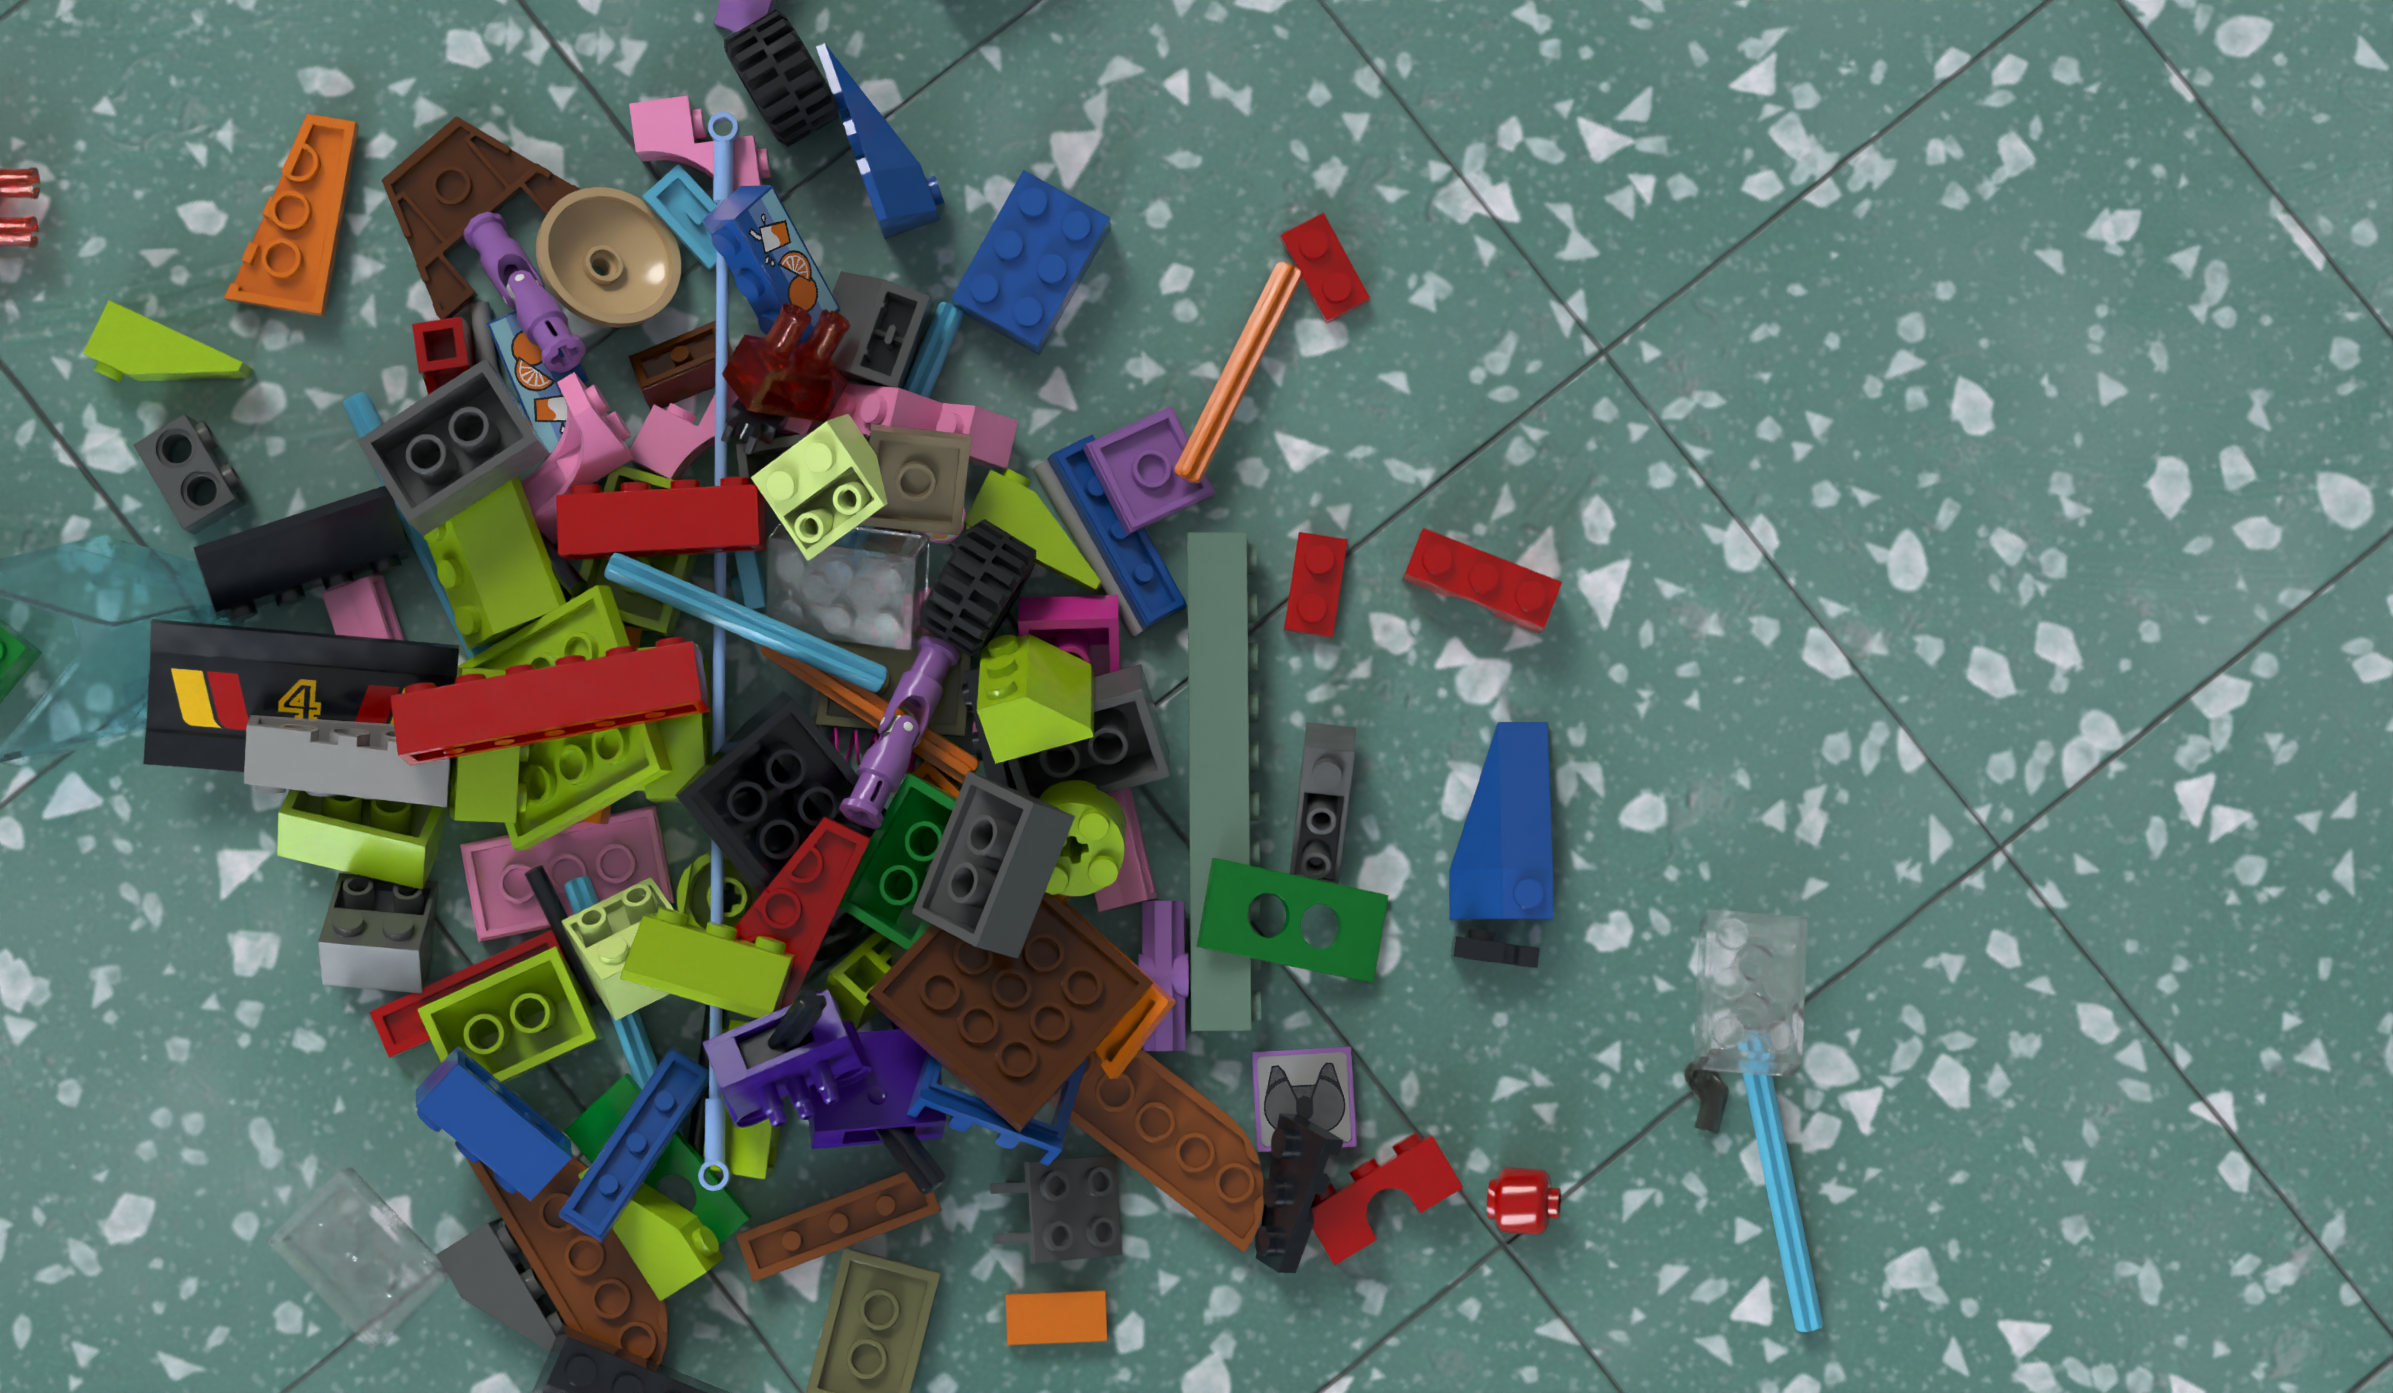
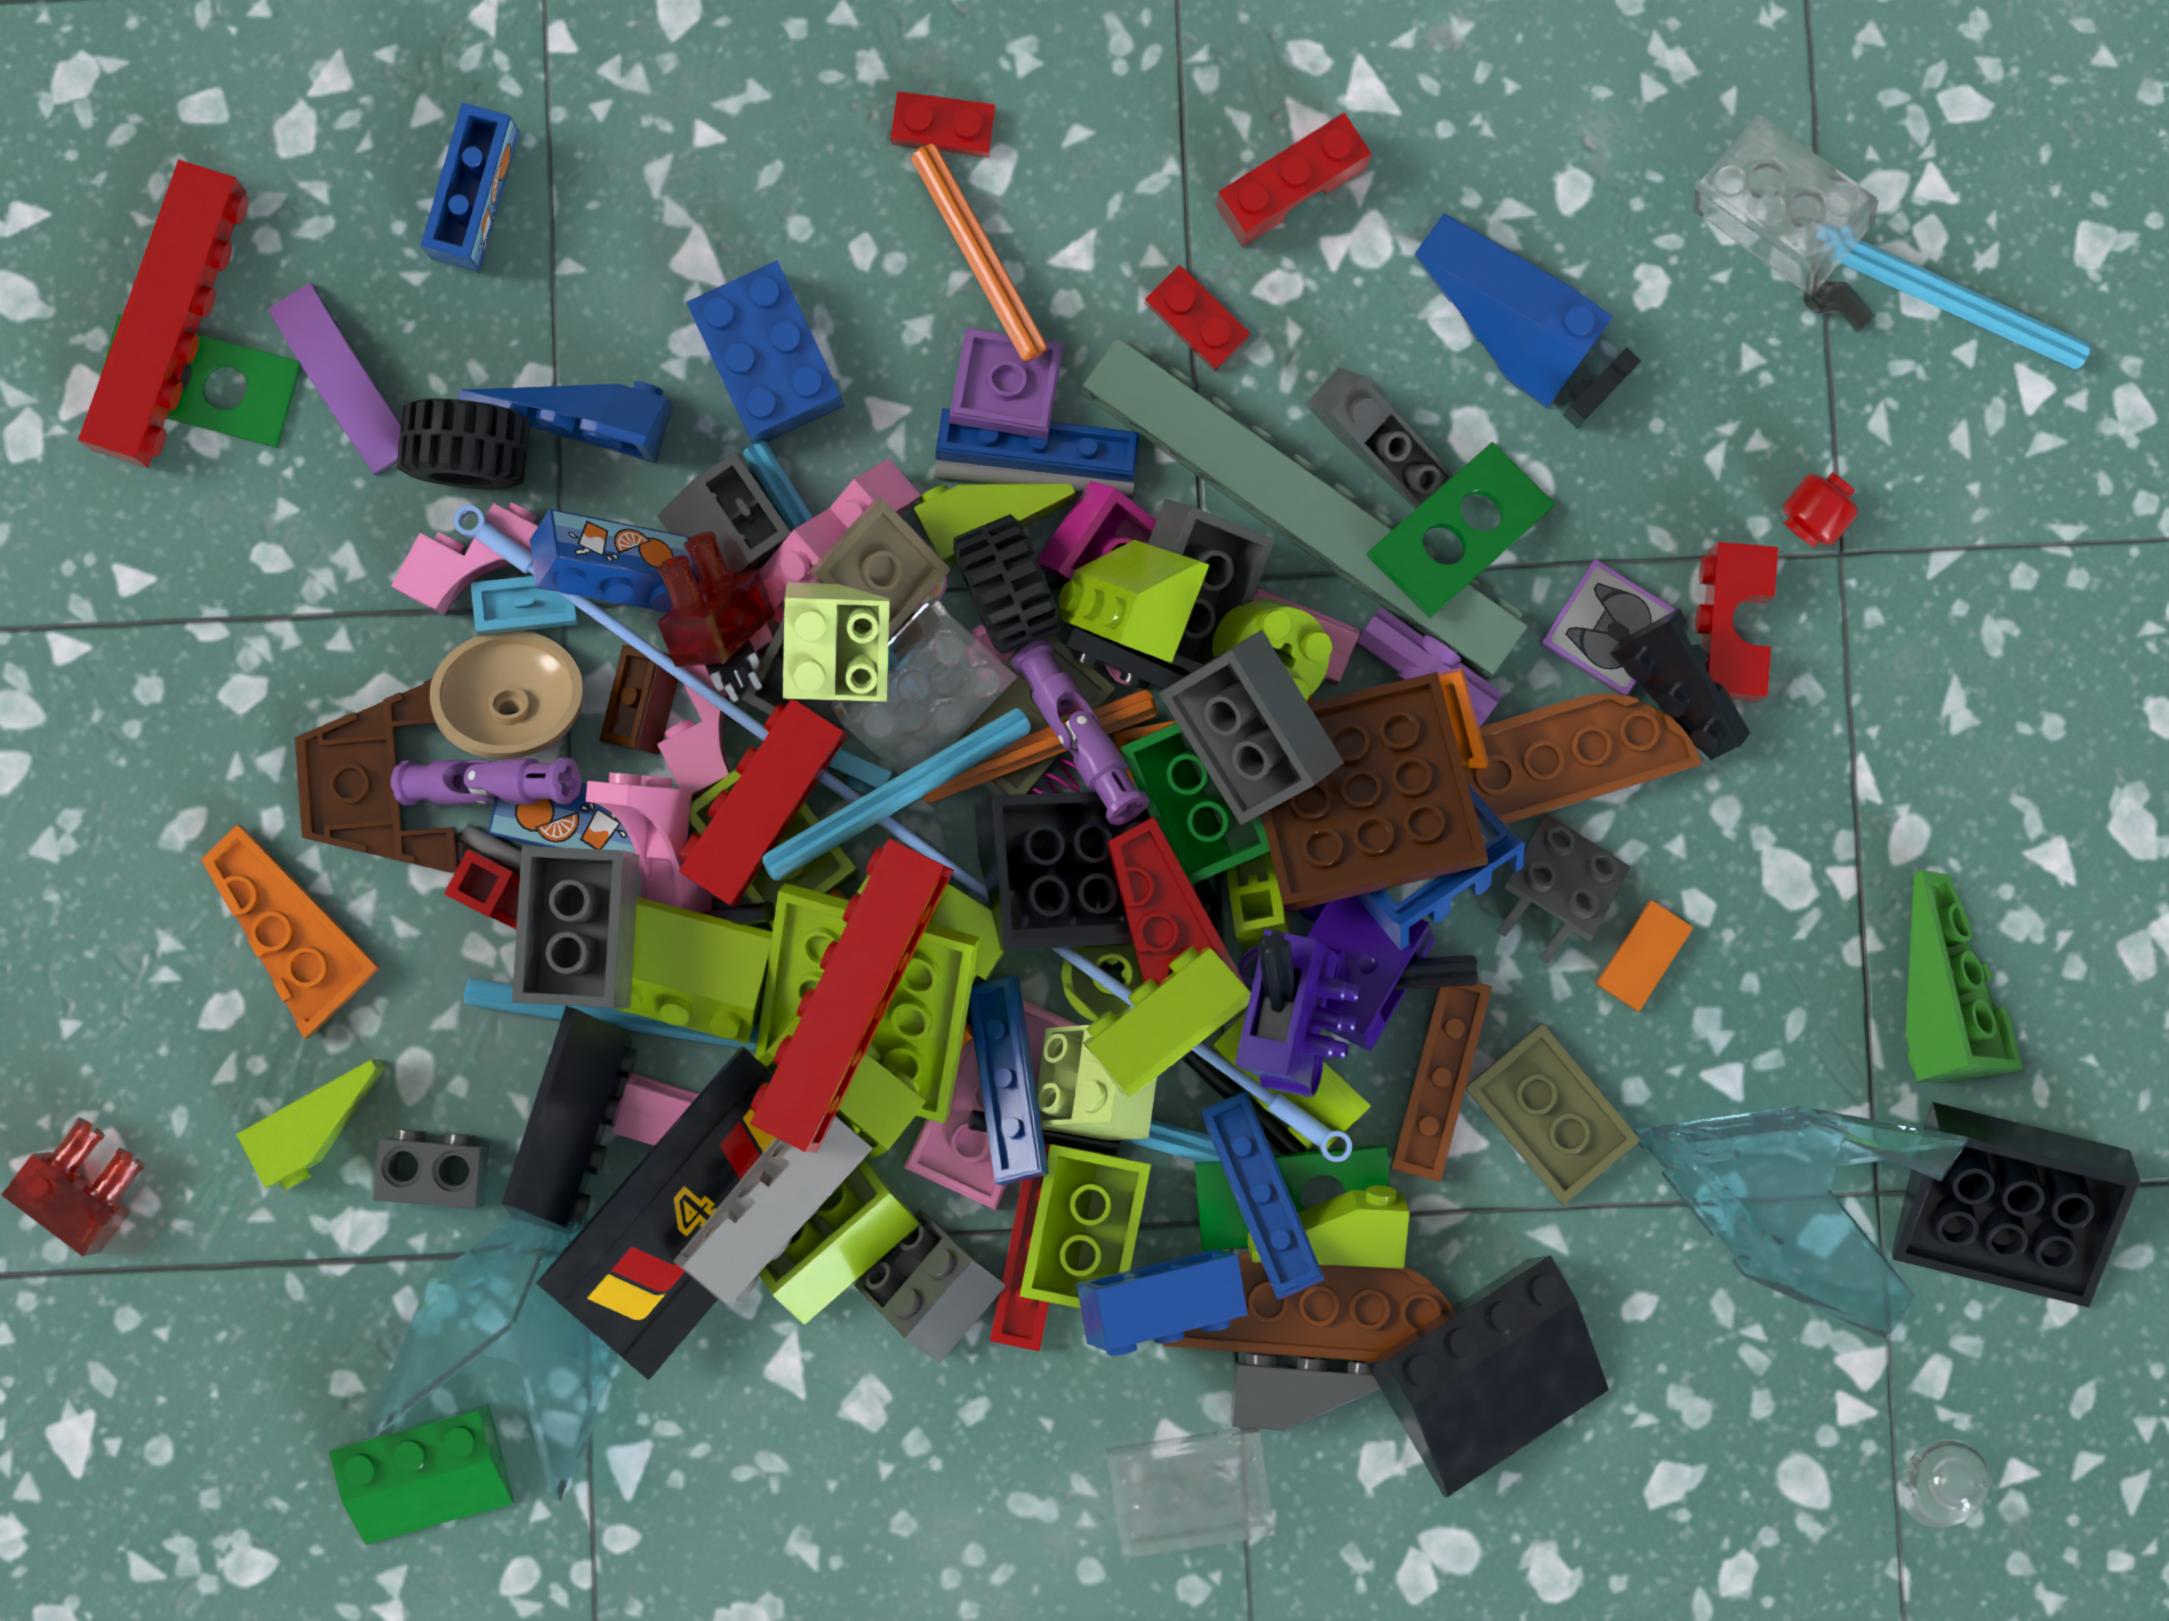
camera: 55 degrees left, 0 degrees up
(583, 875) = (1007, 1081): none -> blue tile

